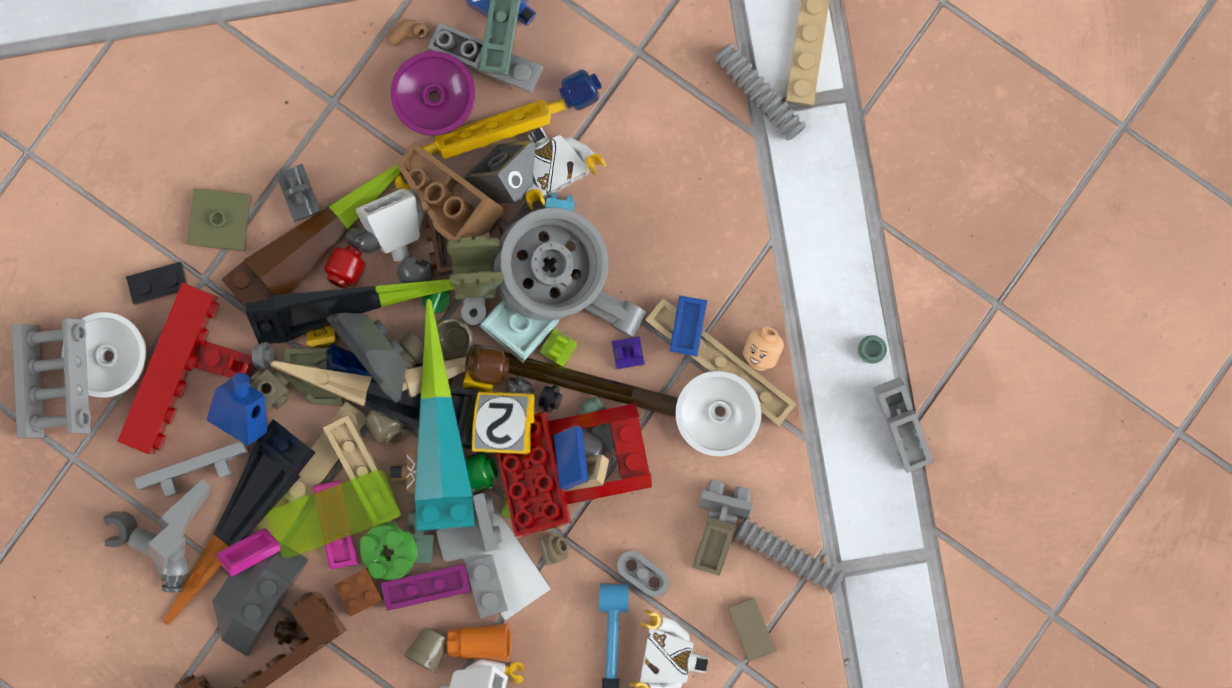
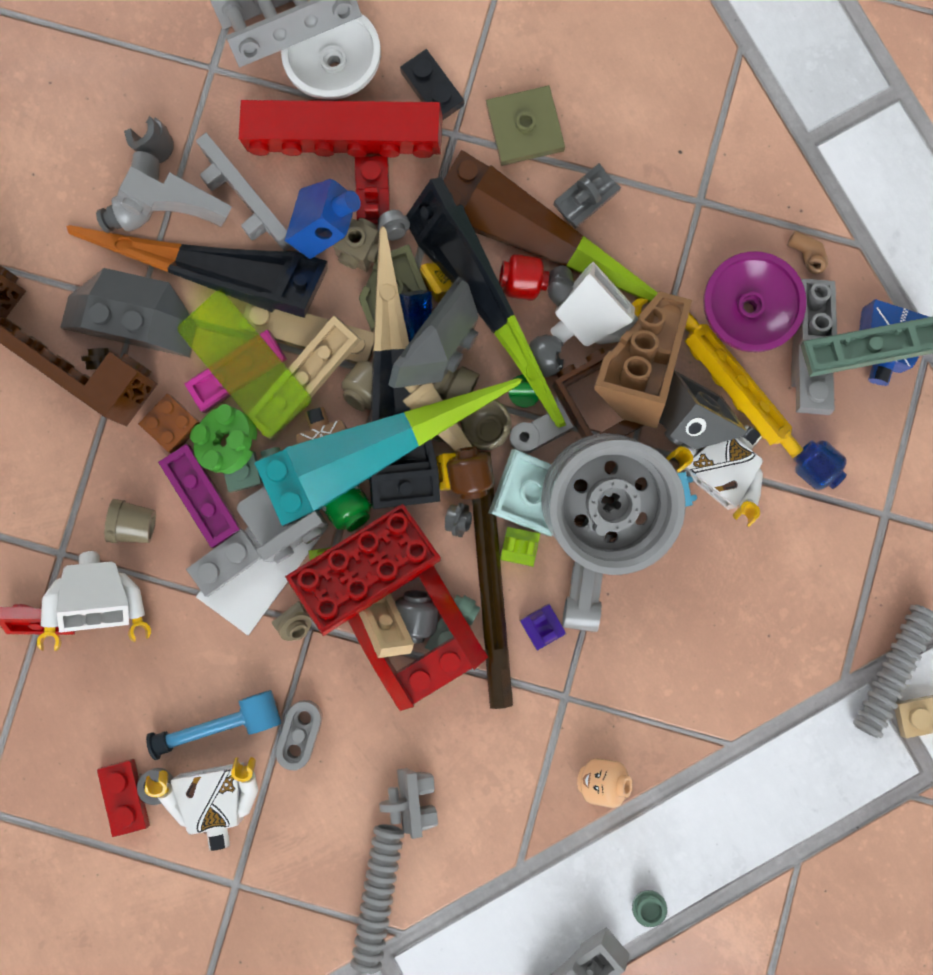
camera: 65 degrees right, 0 degrees up
(248, 552) = (168, 285): dark pink tile -> none
(473, 267) = (577, 415): olive piece -> none
(481, 642) = (158, 580): orange plant -> none
(503, 422) = (410, 515): slope -> none
(550, 398) = (459, 558): black plate -> none
(570, 458) = (397, 608): blue tile -> none
(688, 326) = (599, 686): blue tile -> none
(704, 427) = (492, 773): white dish -> none
(714, 546) = (358, 808): dark tan tile -> none
(716, 357) = (570, 739): tan plate -> none
(751, 629) = (279, 882): dark tan tile -> none

